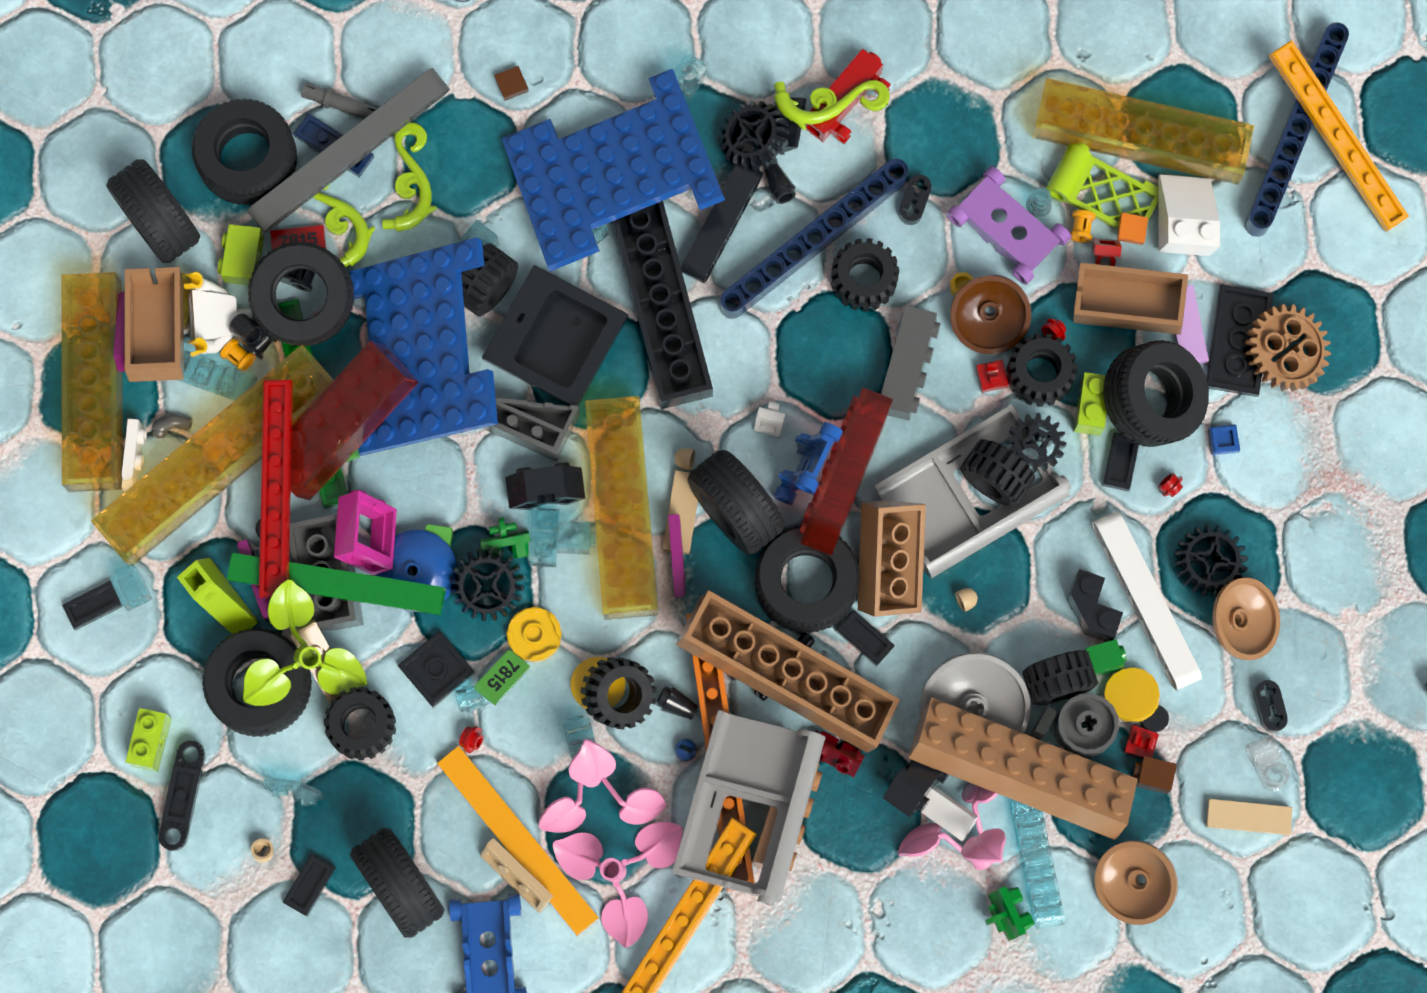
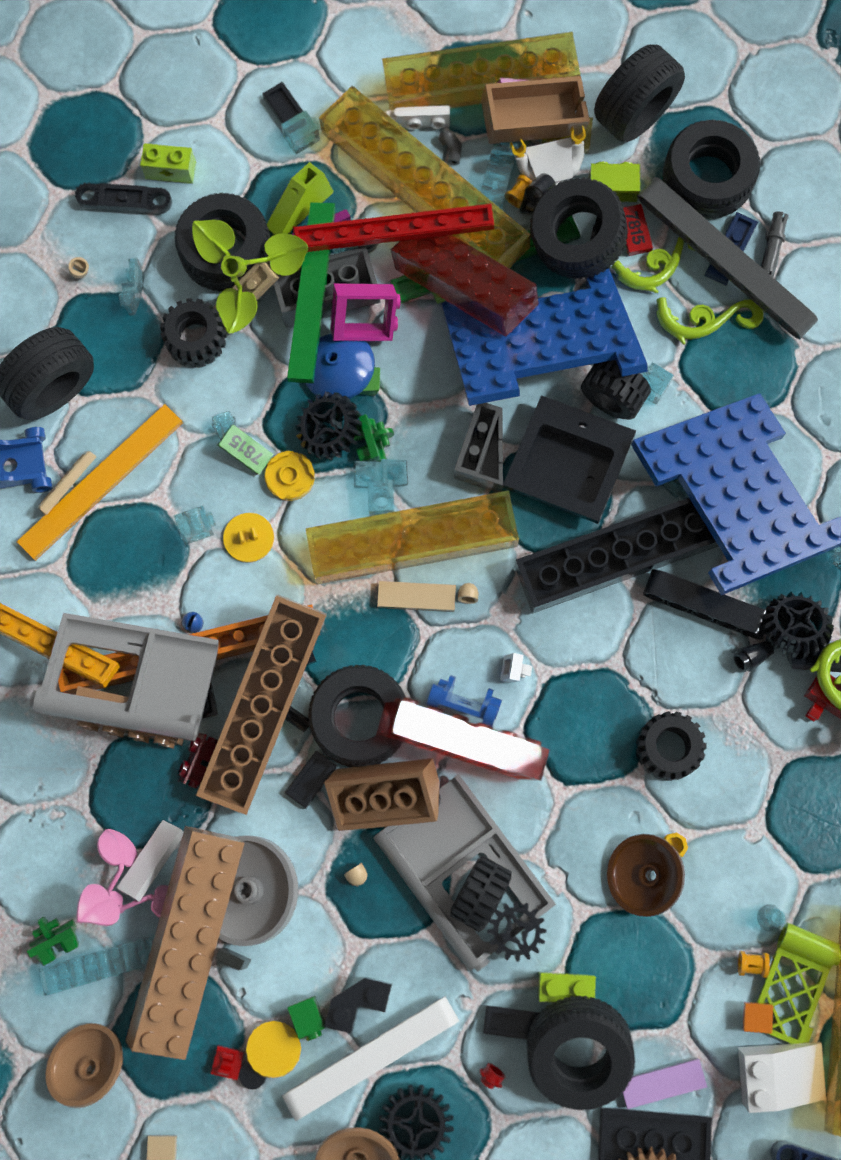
camera: 90 degrees right, 0 degrees up
(309, 885) = (52, 311): black tile -> none
(436, 669) = (251, 394): black tile -> none
(471, 739) = (188, 430): red plate -> none
(511, 83) = (816, 396): reddish brown tile -> none
(546, 485) = (425, 467): black brick -> none
(581, 854) = (91, 538): bright pink plant -> none
(589, 768) = (158, 535): bright pink plant -> none
(639, 696) = (215, 551): black tyre -> none
(676, 703) = (234, 607): black cone -> none
(677, 554) = (371, 592): magenta tile -> none
(736, 501) = (421, 637): black tyre -> none
(820, 227) = (715, 697): dark blue beam -> none
(908, 361) = (587, 796): dark grey brick -> none
(912, 785) = (160, 833): black brick -> none
(920, 201) = (756, 797): black beam -> none
(992, 376) = (585, 883): red tile -> none
(1023, 253) = (715, 906): medium lavender piece -> none
(1046, 349) = (619, 932): black tyre -> none
(1055, 328) = (639, 943): red plate -> none
(1060, 677) = (279, 973): black tyre -> none
(1097, 714) = (221, 1009): dark grey wheel -> none
(1106, 248) = (733, 991): red tile -> none
(1130, 298) = (681, 1020): medium nougat piece -> none
(1154, 774) = (194, 1077): reddish brown brick -> none
(1224, 439) = (546, 1130): blue tile -> none

